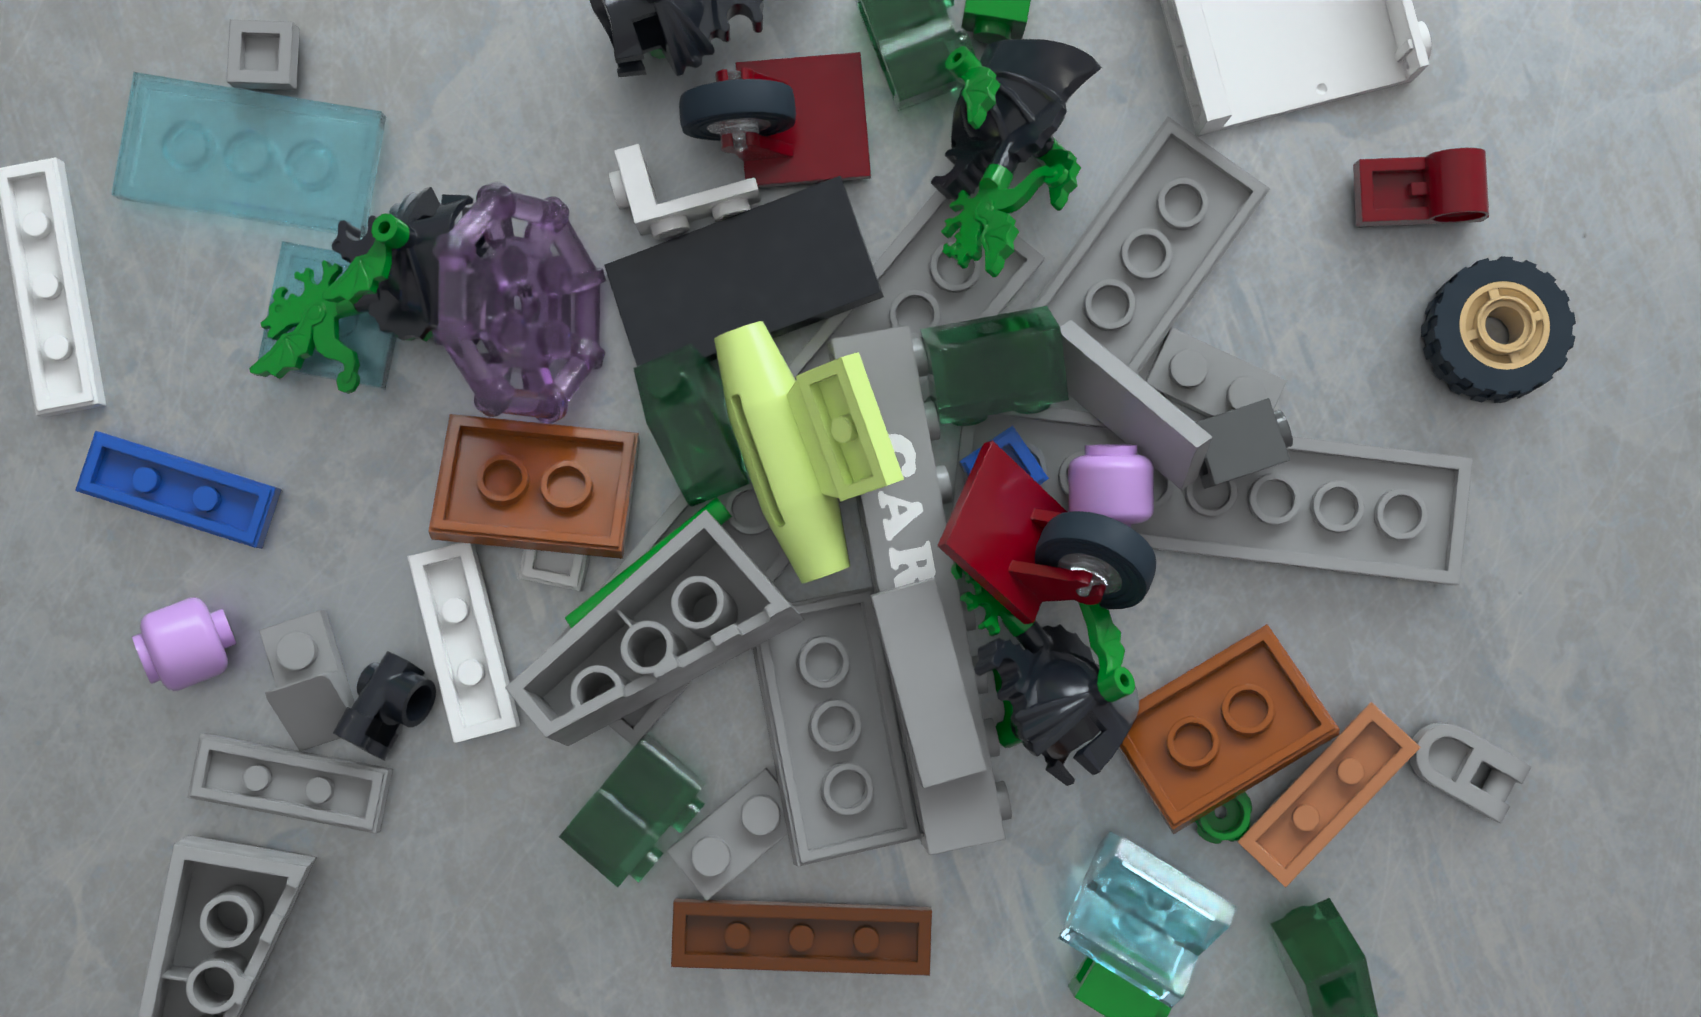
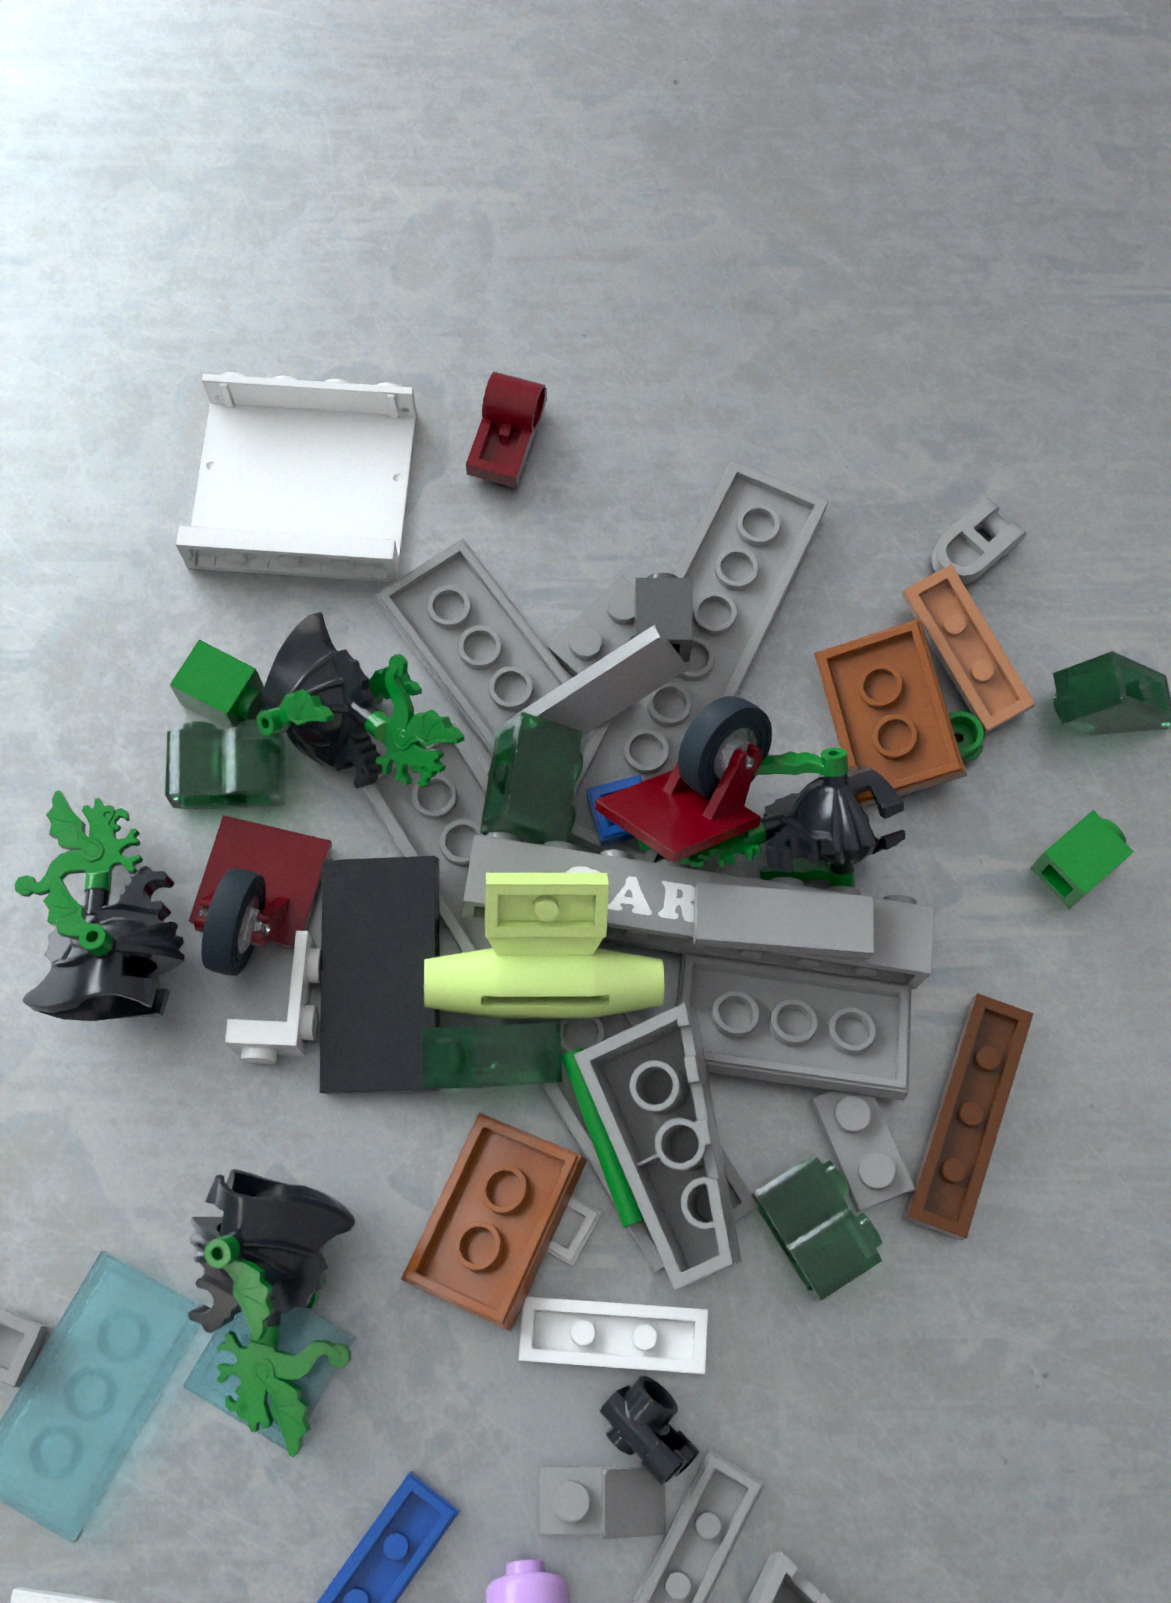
camera: 70 degrees left, 15 degrees down
(479, 304) = (328, 1160): clear purple plate -> none
(1112, 483) = (660, 722): lavender head -> none
(1144, 919) = (1031, 815): clear light blue bracket -> none
(1528, 306) = (630, 384): black wheel -> none

